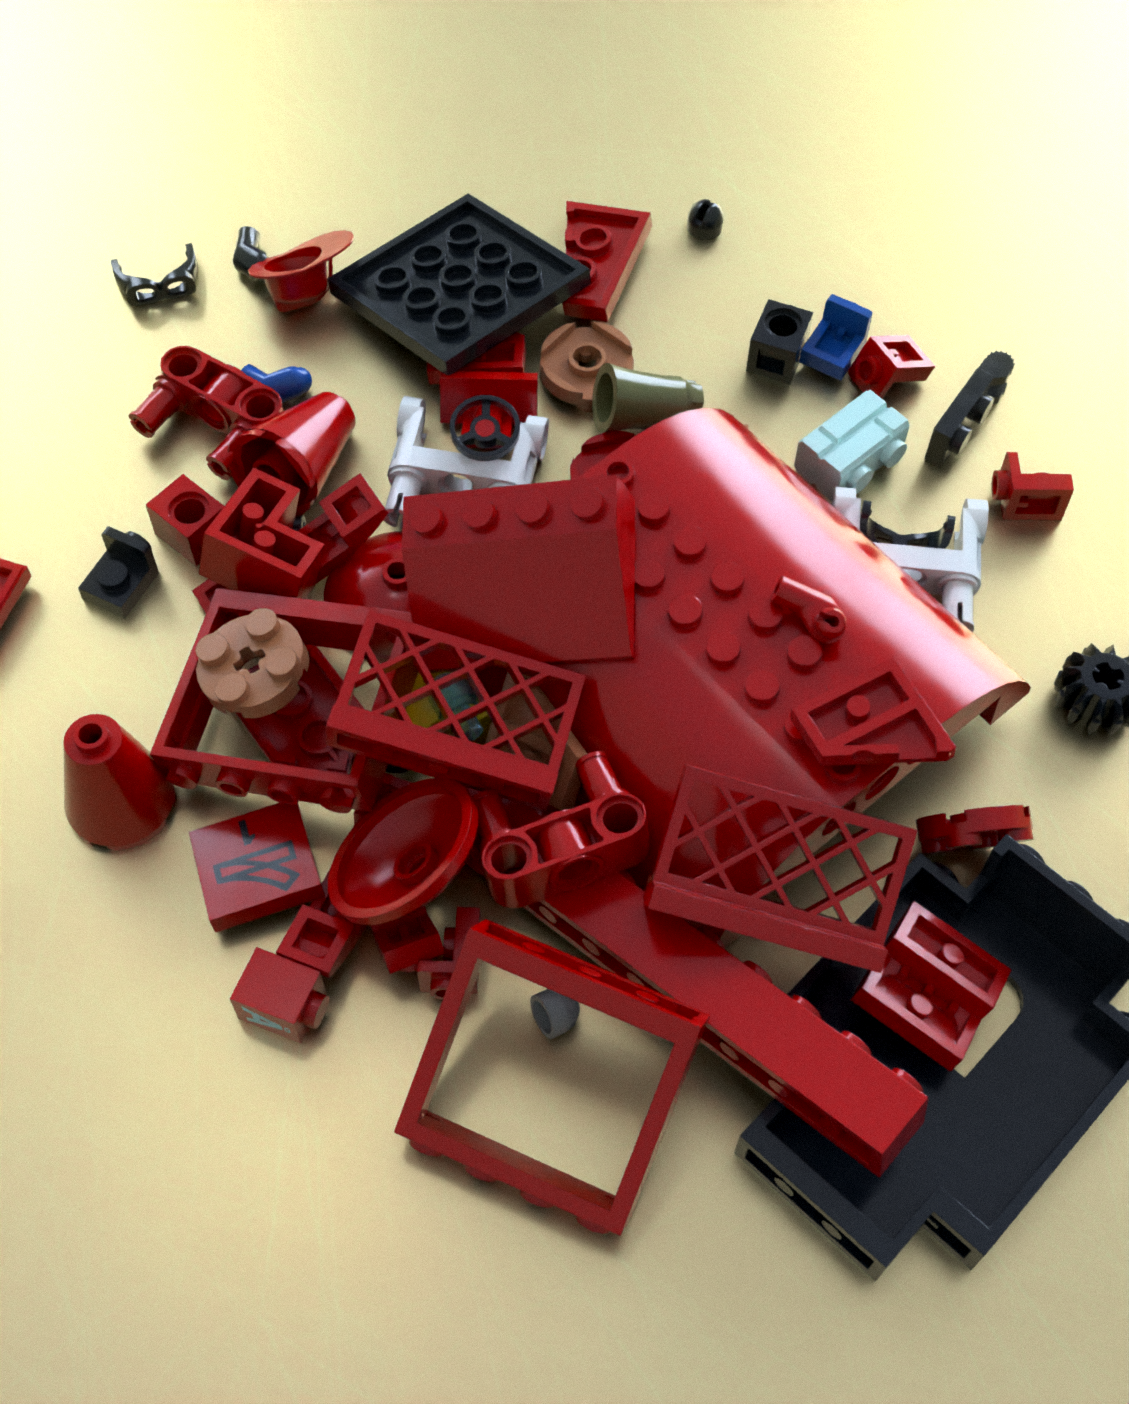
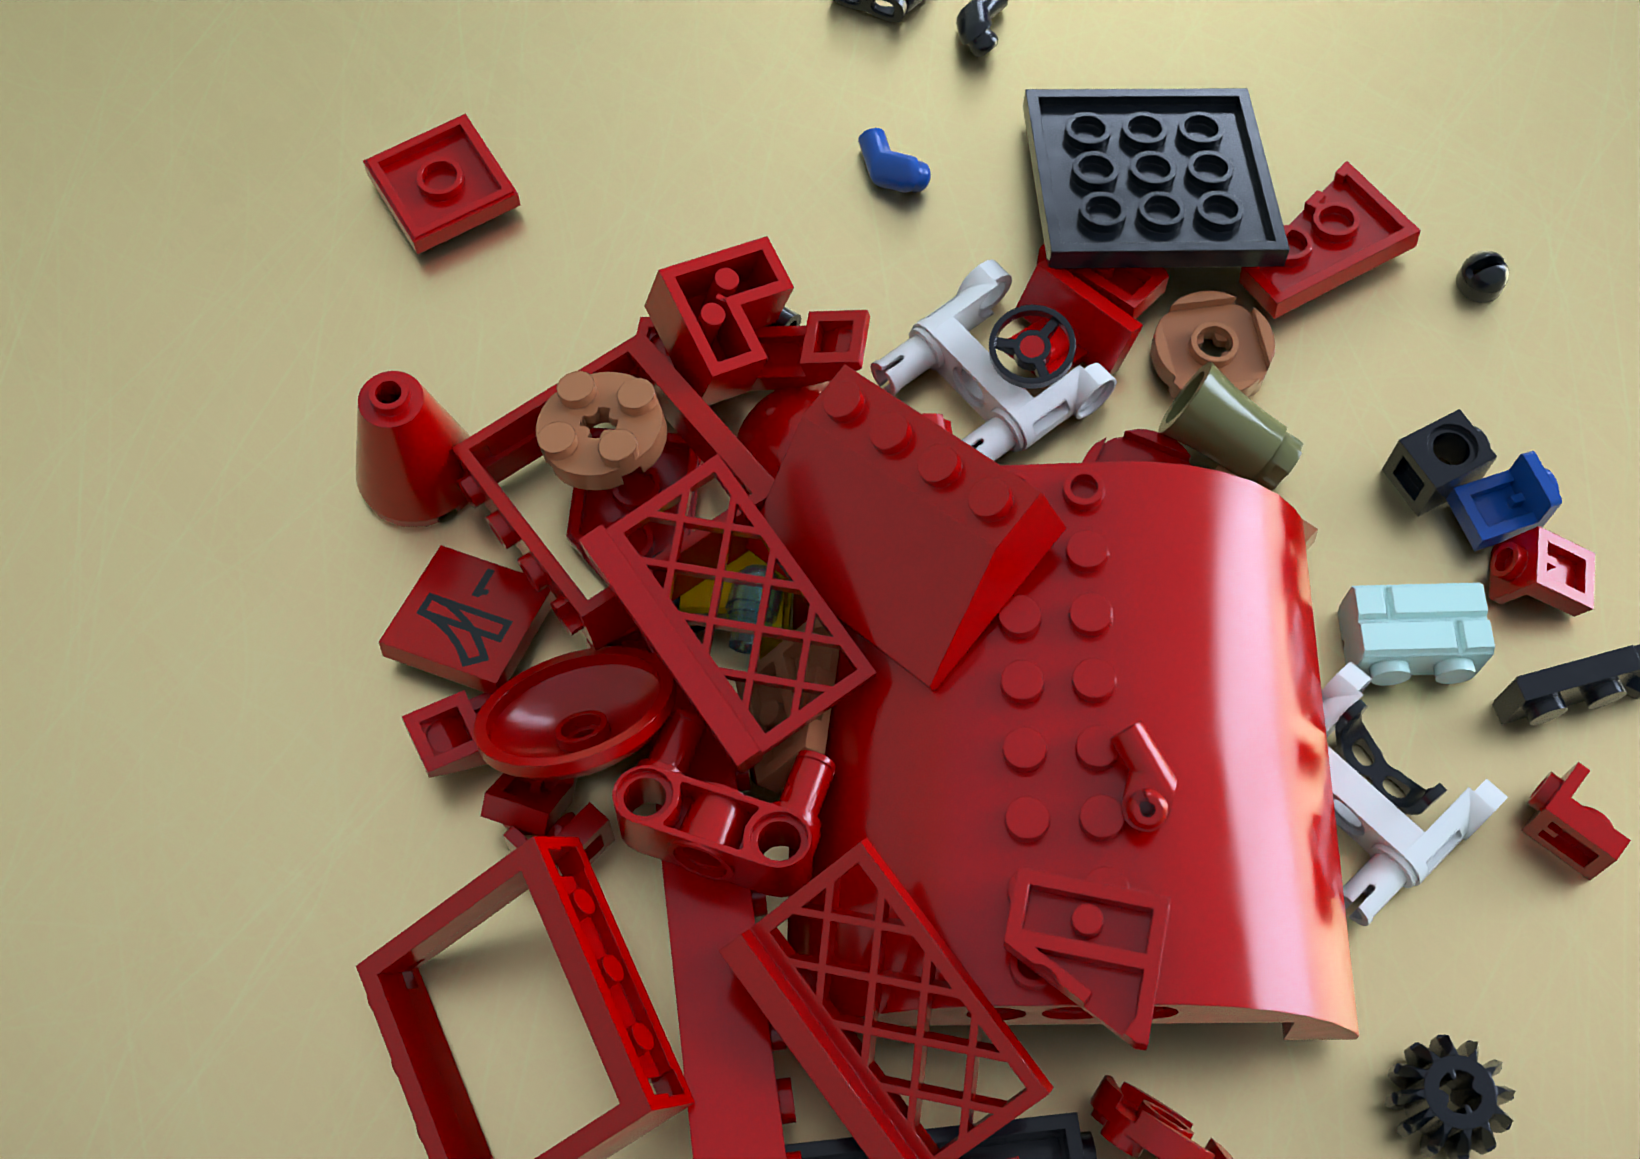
camera: 40 degrees right, 5 degrees up
(121, 573) = (594, 257): black bracket -> none
(182, 516) = (690, 228): red brick -> none
(210, 392) = (824, 147): red piece -> none
(280, 996) = (380, 759): red brick -> none
(296, 445) = (844, 244): red cone -> none
(301, 273) = (1002, 67): red piece -> none

